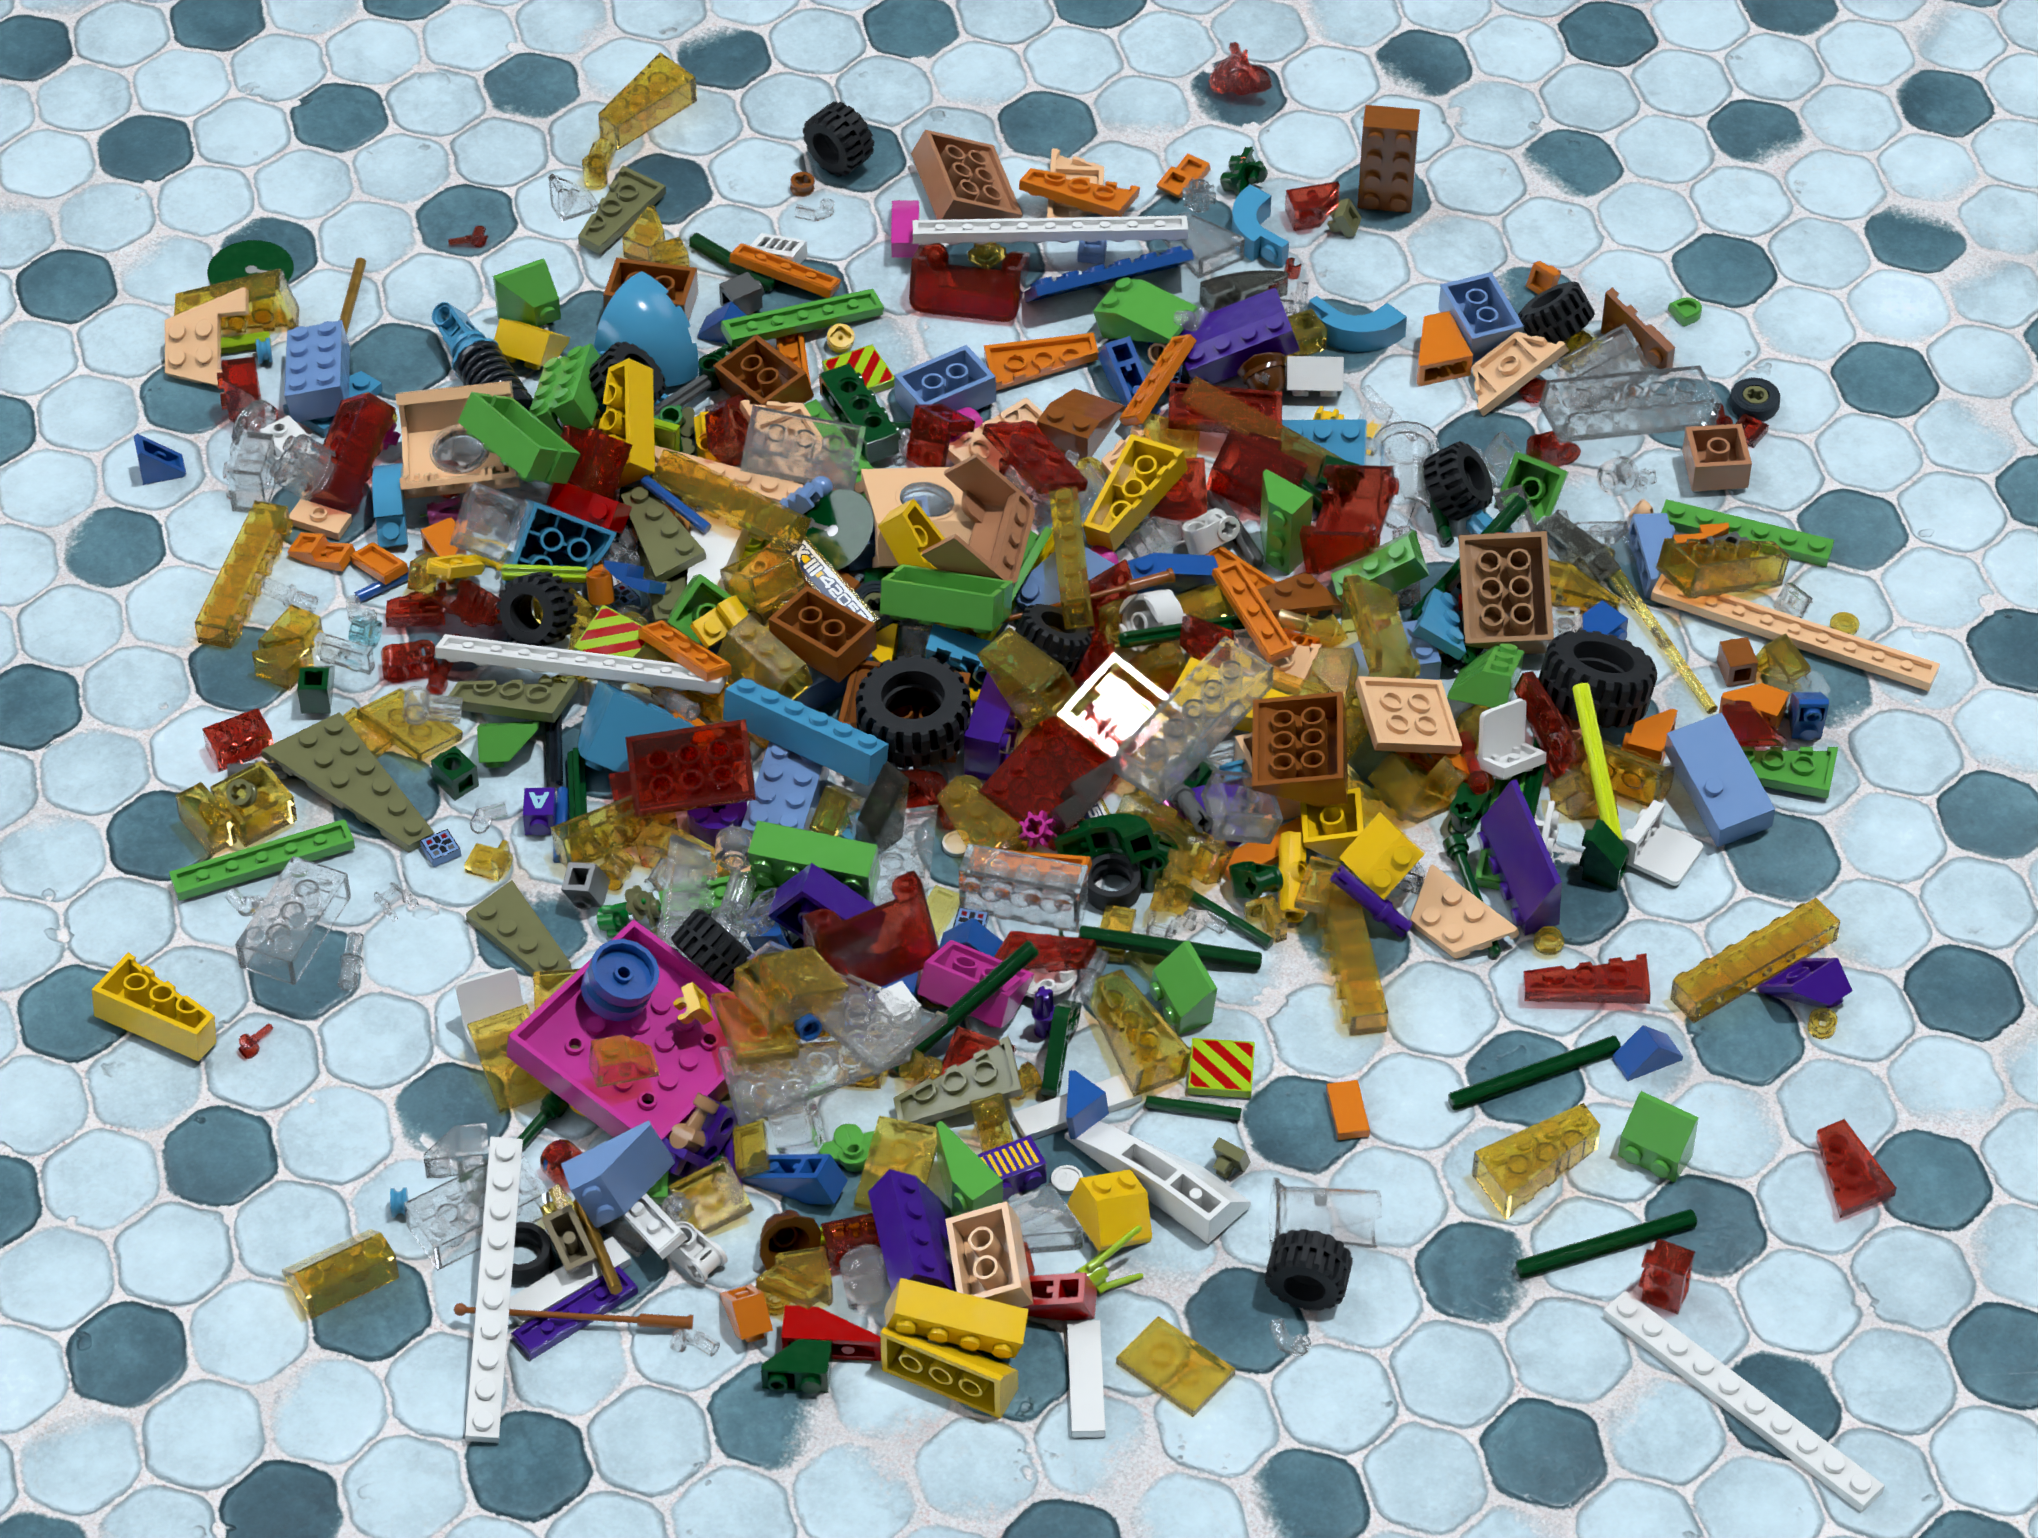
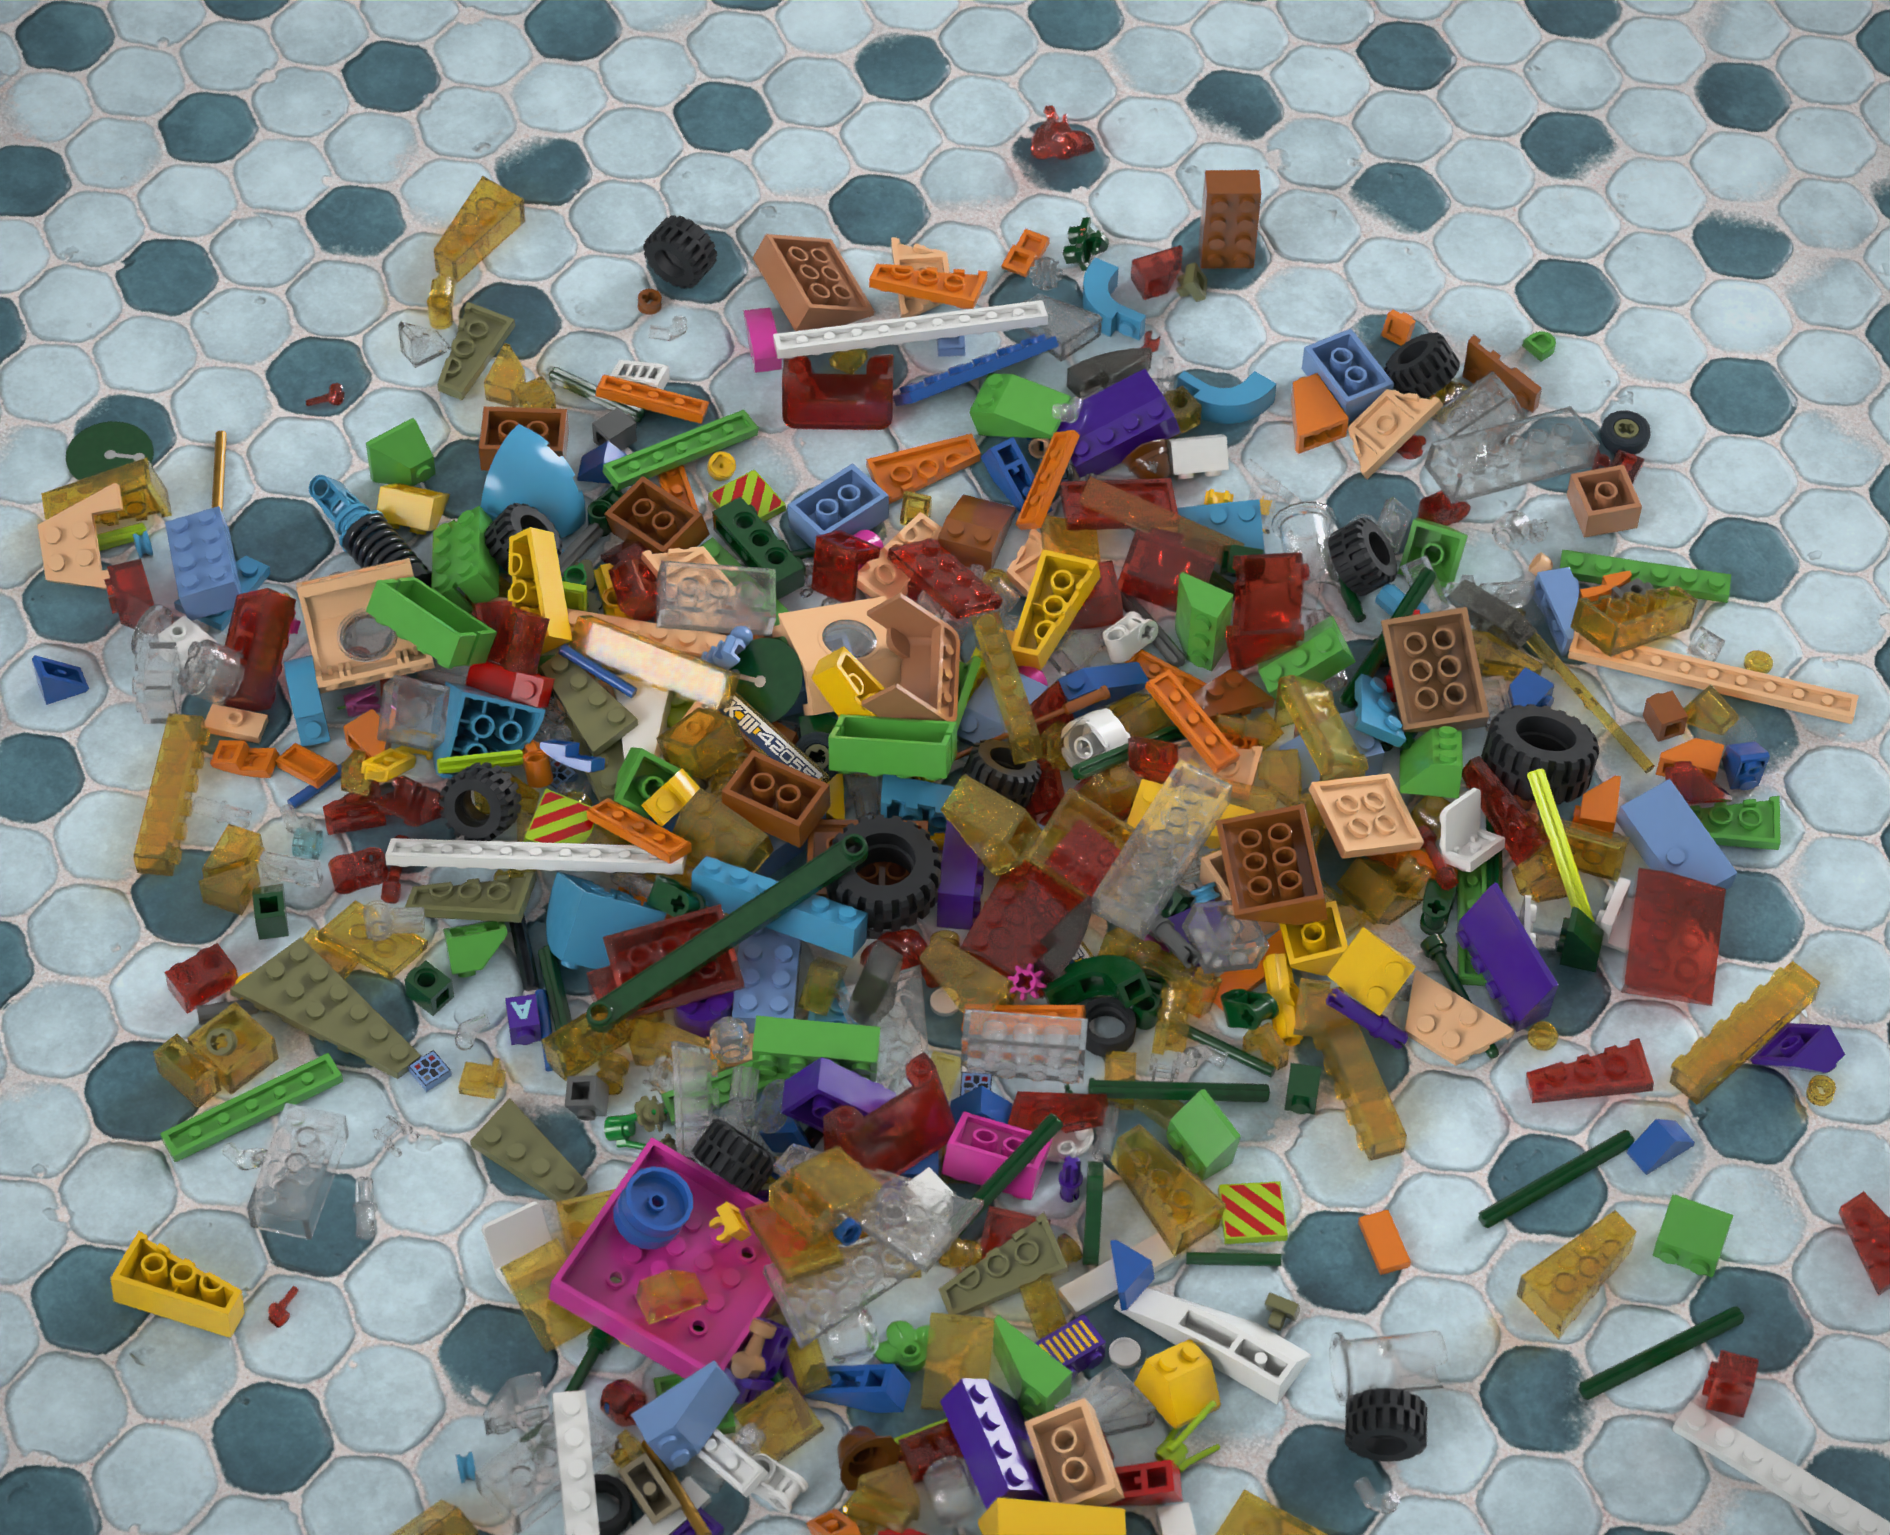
camera: 10 degrees left, 5 degrees up
(702, 710) = (673, 897): none -> dark green piece
(746, 745) = (727, 933): none -> dark green piece
(1023, 388) = (914, 504): none -> clear yellow slope
(1295, 960) = (1302, 1088): none -> dark green brick
(1697, 862) = (1673, 938): none -> clear red slope

